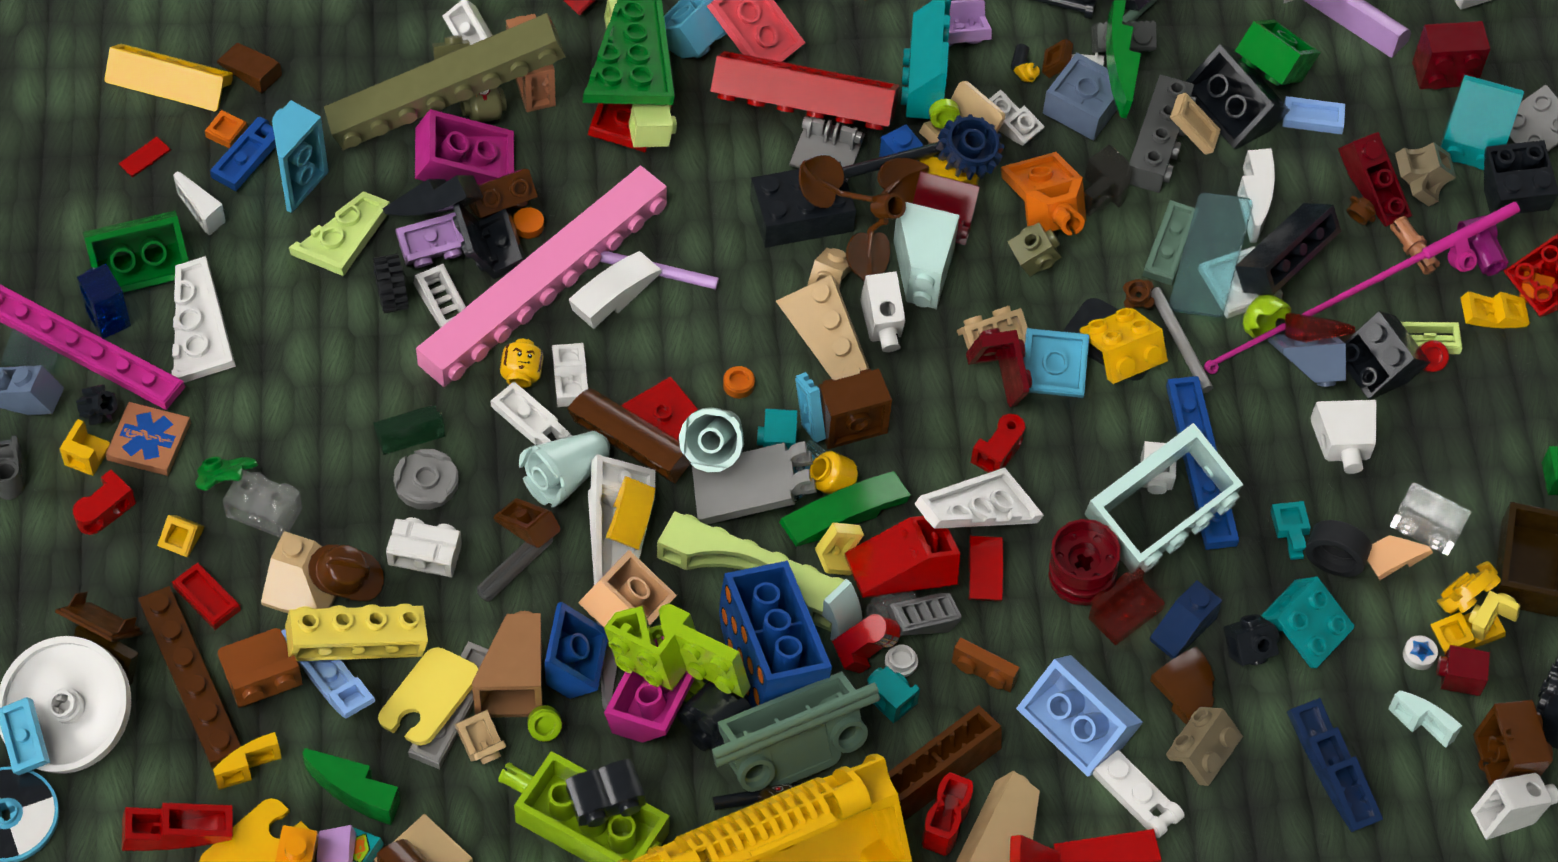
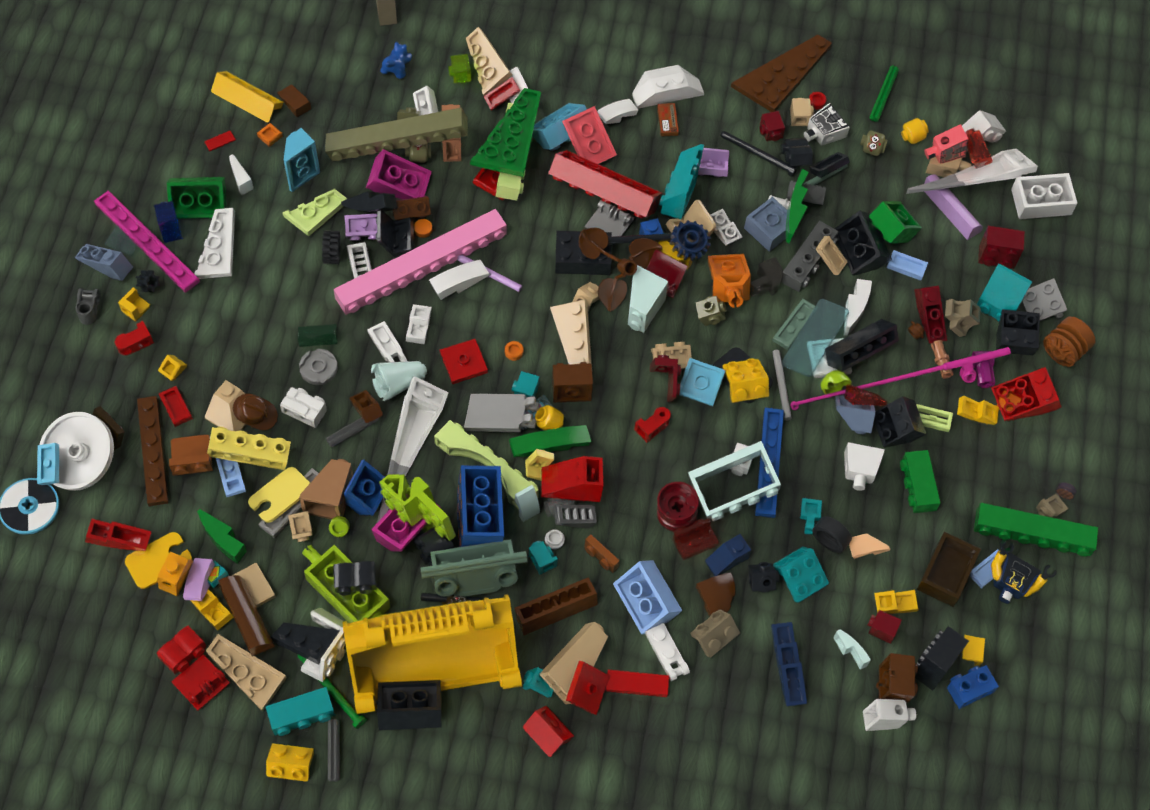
camera: 15 degrees right, 5 degrees up
(98, 619) = (109, 406): reddish brown piece -> none
(148, 438) = (171, 307): nougat tile -> none
(218, 470) = (204, 335): green plate -> none
(235, 767) = (161, 509): yellow slope -> none
(245, 154) = (271, 154): blue plate -> none
(263, 503) = (221, 359): clear brick -> none
(521, 363) = (392, 311): yellow head -> none
(626, 587) = (406, 460): light nougat brick -> none
(629, 433) = (441, 367): reddish brown brick -> none
(632, 513) = (425, 415): yellow slope -> none
(712, 439) = (483, 382): light aqua cone -> none
(810, 407) = (547, 376): medium azure tile -> none
(865, 640) = (535, 522): red leg -> none
(883, 309) = (609, 328): white torso -> none
(942, 111) = (682, 215): lime tile -> none
(947, 814) = (547, 639): red brick -> none
(979, 502) = (629, 456): white wing -> none
(985, 568) = (621, 495): red slope -> none
(1020, 65) = (740, 196): arm -> none
(1057, 57) = (762, 196): reddish brown tile -> none
(1138, 286) = (761, 347): reddish brown plate -> none
(1420, 652) = (863, 608): white tile -> none
(1430, 518) = (894, 529): clear brick -> none
(1437, 355) = (932, 430): red tile -> none
(1444, 437) = (920, 481): none -> green brick
(1462, 592) = (902, 576): yellow plate -> none
(1484, 616) = (905, 596): light yellow bracket -> none

